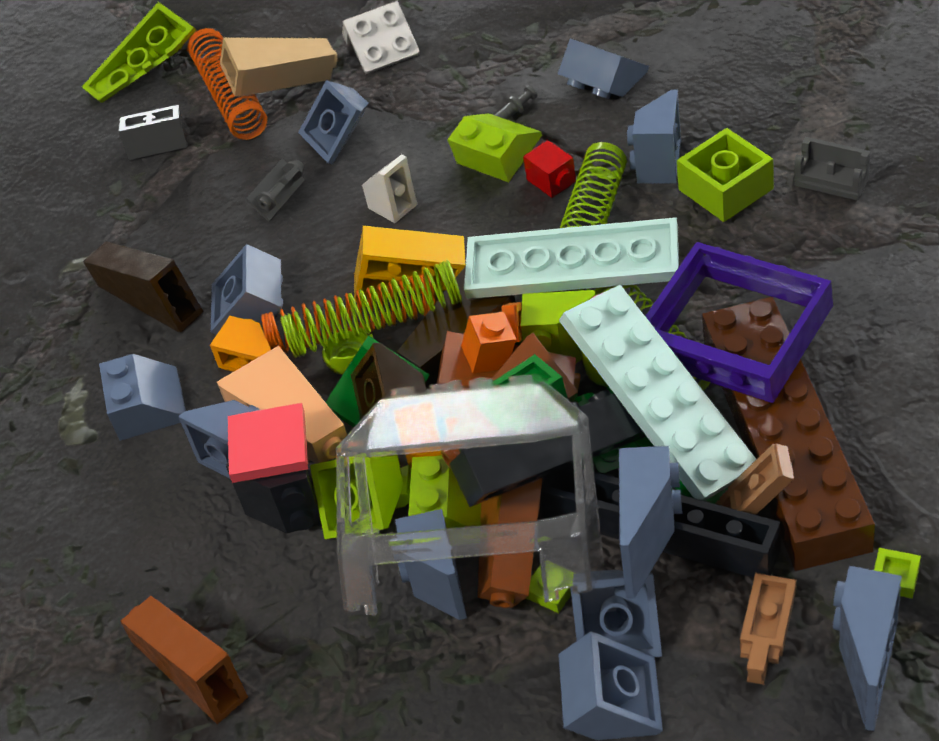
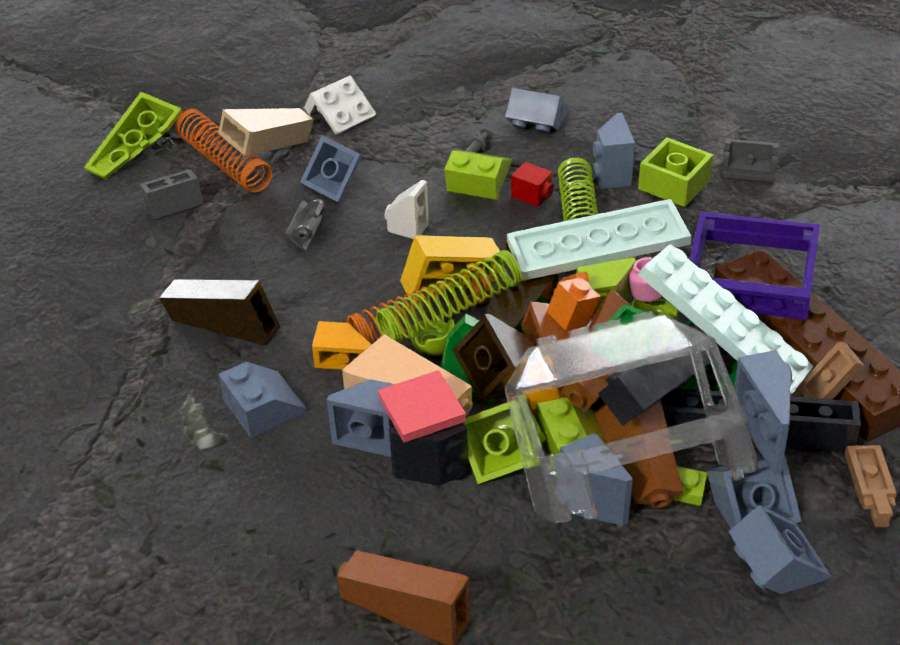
camera: 25 degrees left, 5 degrees down
(247, 288) = (316, 298): sand blue slope -> none

